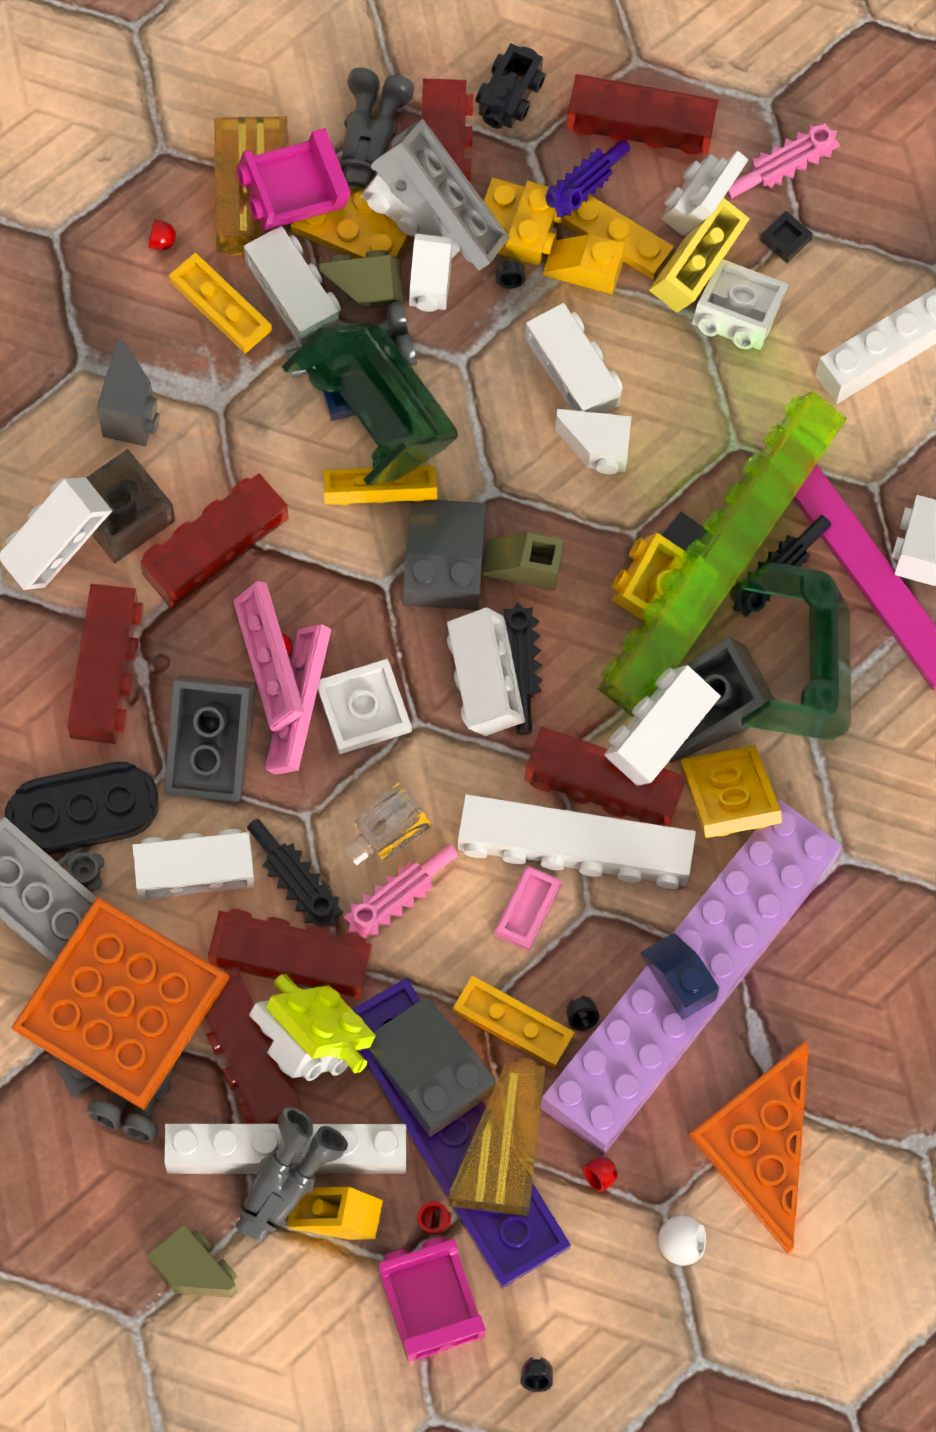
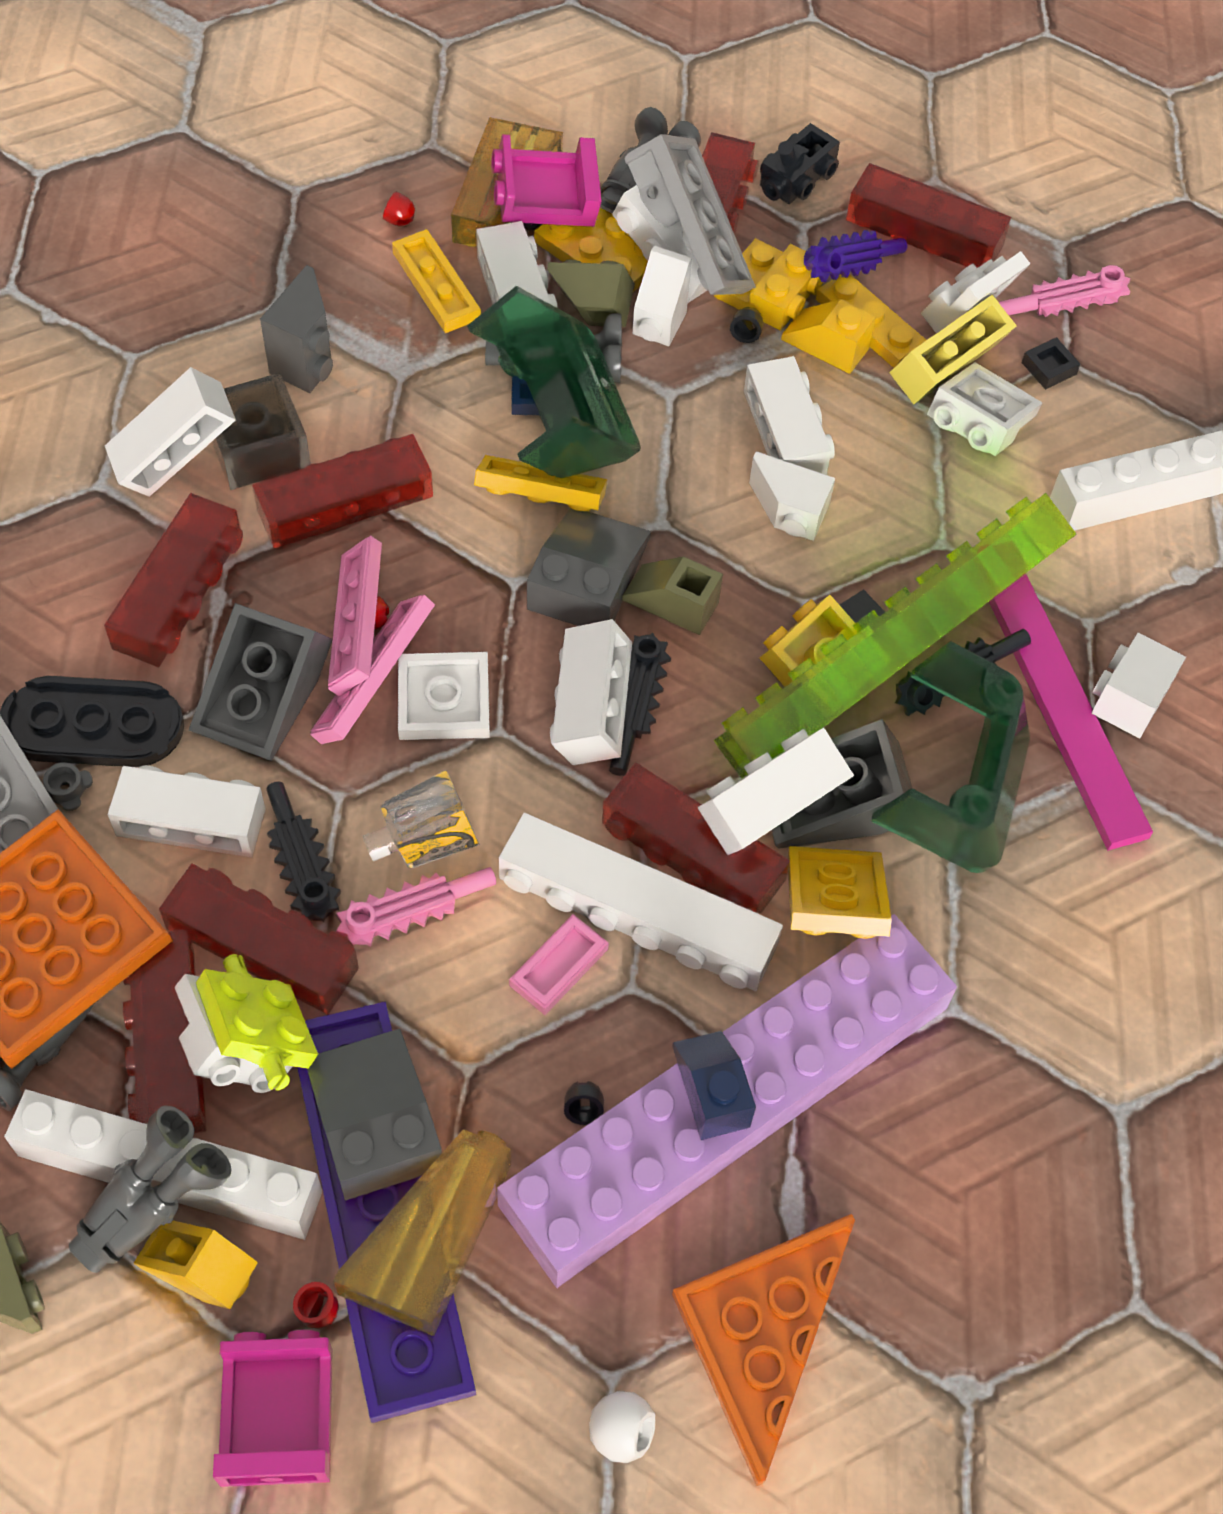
camera: 15 degrees right, 10 degrees down
(513, 1022) = (497, 1090): yellow plate -> none
(600, 1173) = (544, 1308): red hinge -> none

